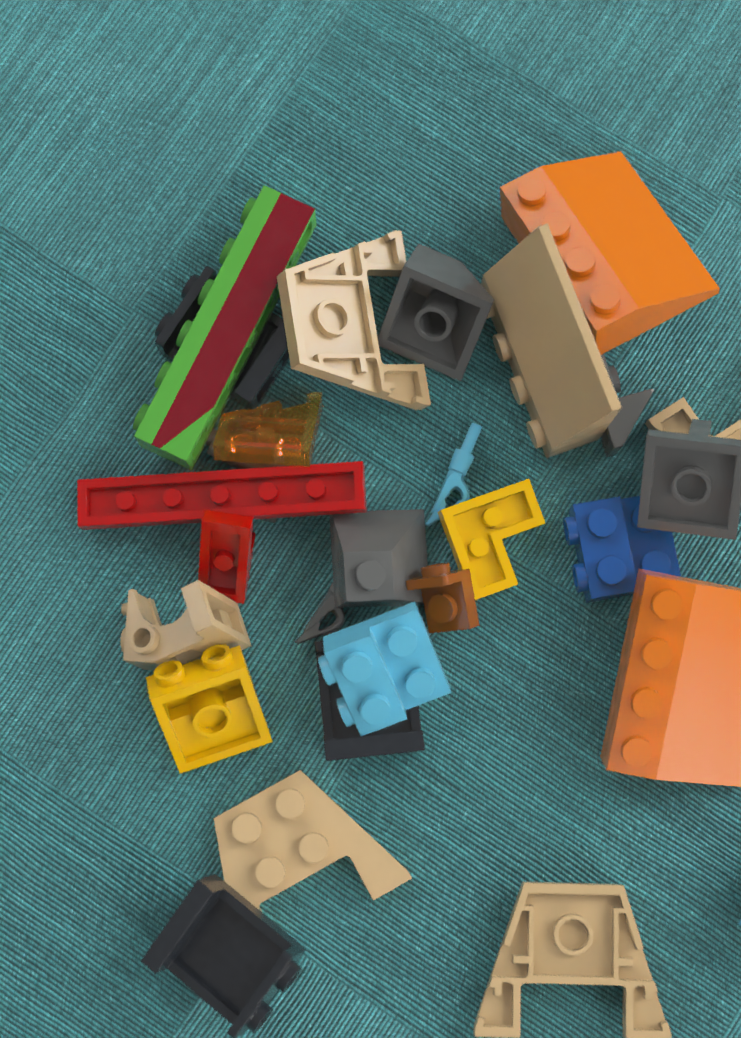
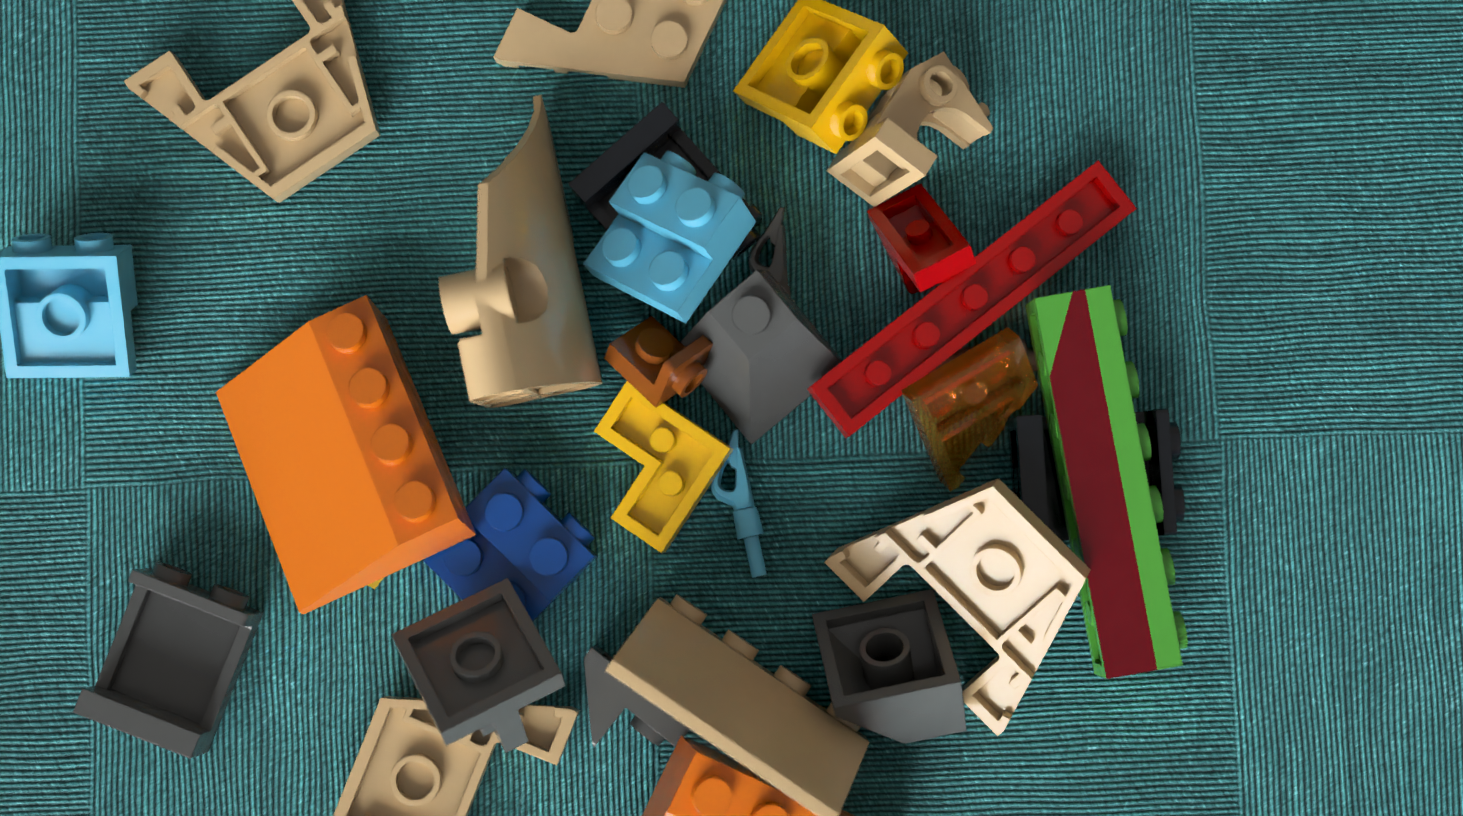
camera: 155 degrees right, 5 degrees up
(513, 677) = (523, 285): none -> tan panel

